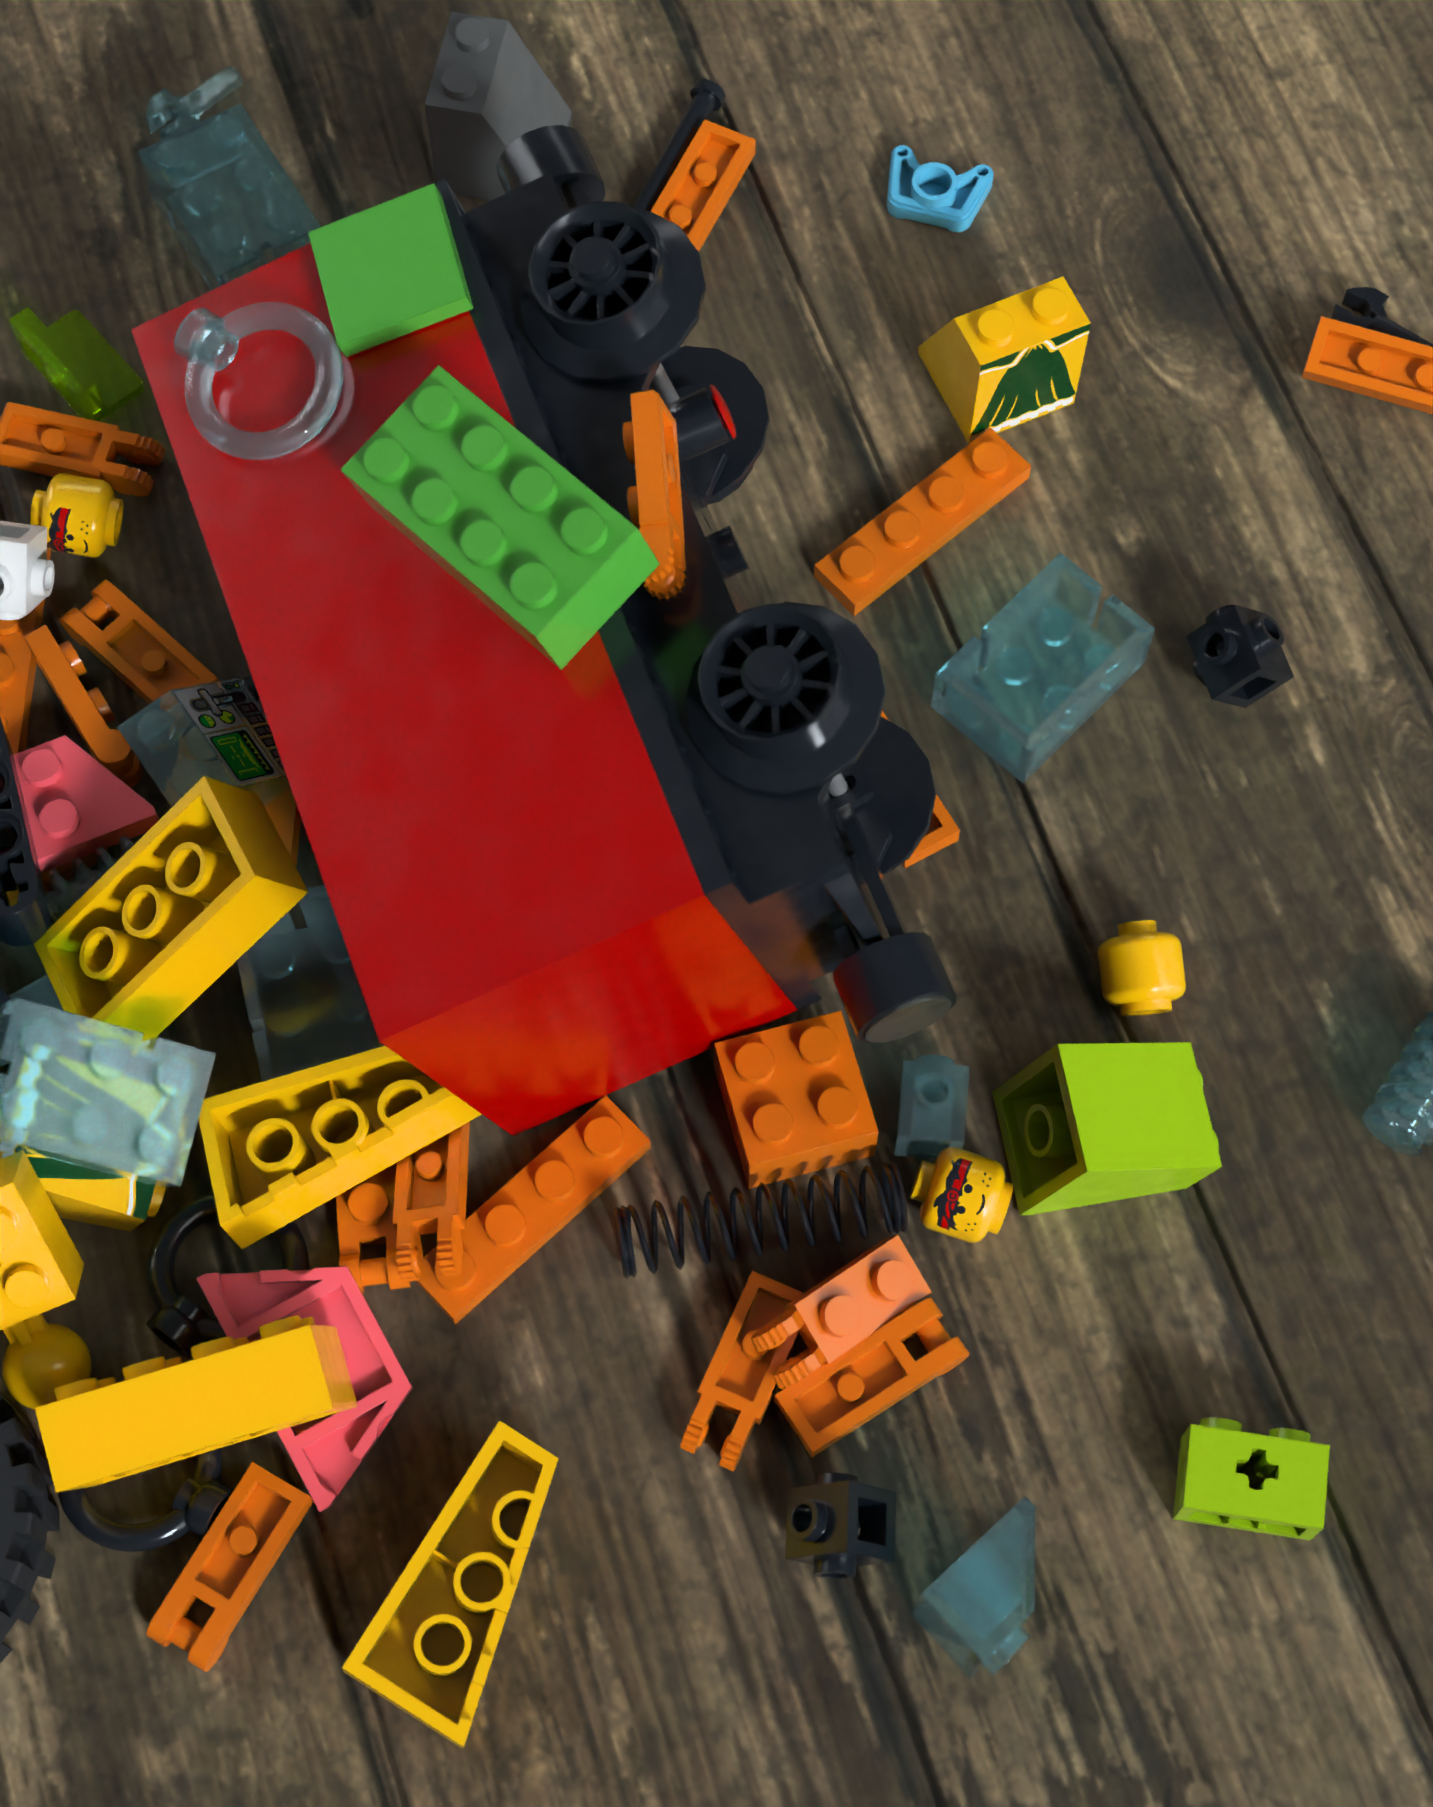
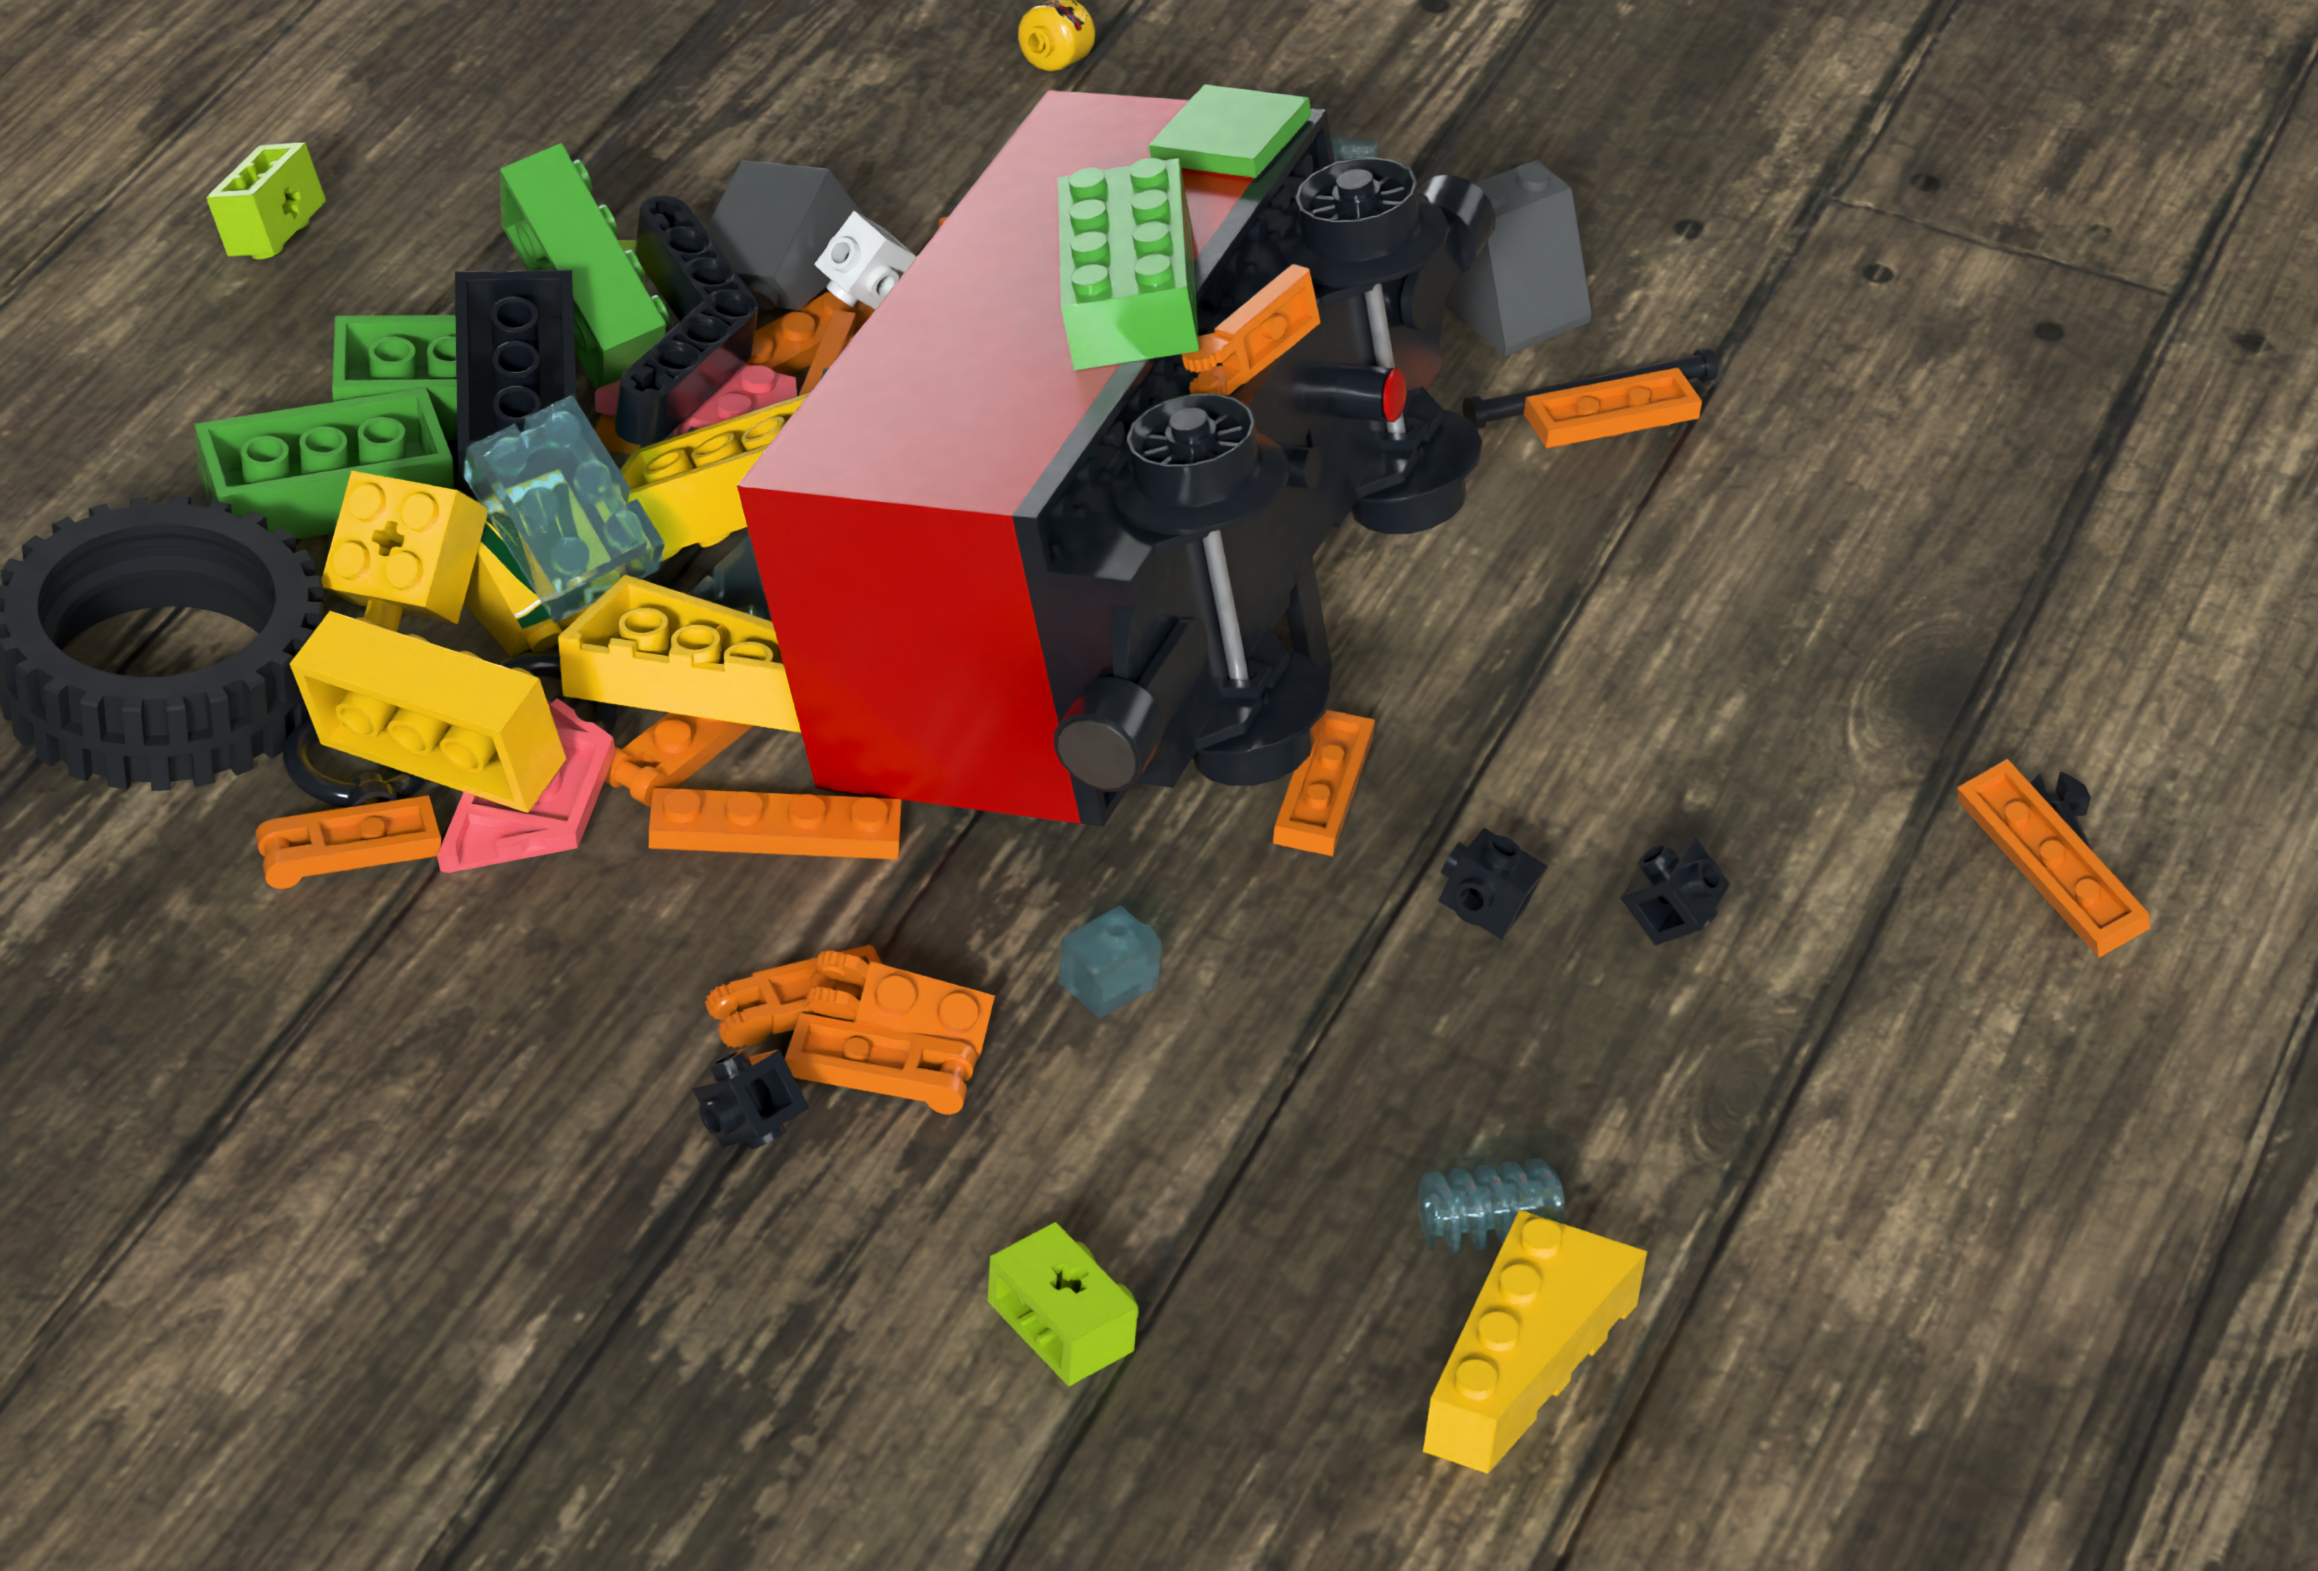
camera: 40 degrees right, 25 degrees down
(211, 345) = (1074, 94): clear light blue piece -> none
(431, 1200) = (713, 755): orange hinge -> none
(449, 1606) = (471, 940): yellow wedge -> none
(795, 1099) = (1021, 885): orange brick -> none
(891, 1202) = (829, 860): black piece -> none
(922, 521) = (1547, 681): orange plate -> none
(934, 192) = (1803, 523): medium azure piece -> none
(962, 1194) = (1069, 1013): yellow head -> none
(985, 1596) = (801, 1191): clear light blue slope -> none
(1010, 358) = (1719, 615): yellow slope -> none
(1041, 668) = (1534, 786): clear light blue piece -> none
(1105, 1124) = (1225, 1052): lime slope -> none
(1115, 770) = (1490, 882): none -> black brick
(1141, 969) = (1364, 1000): yellow head -> none

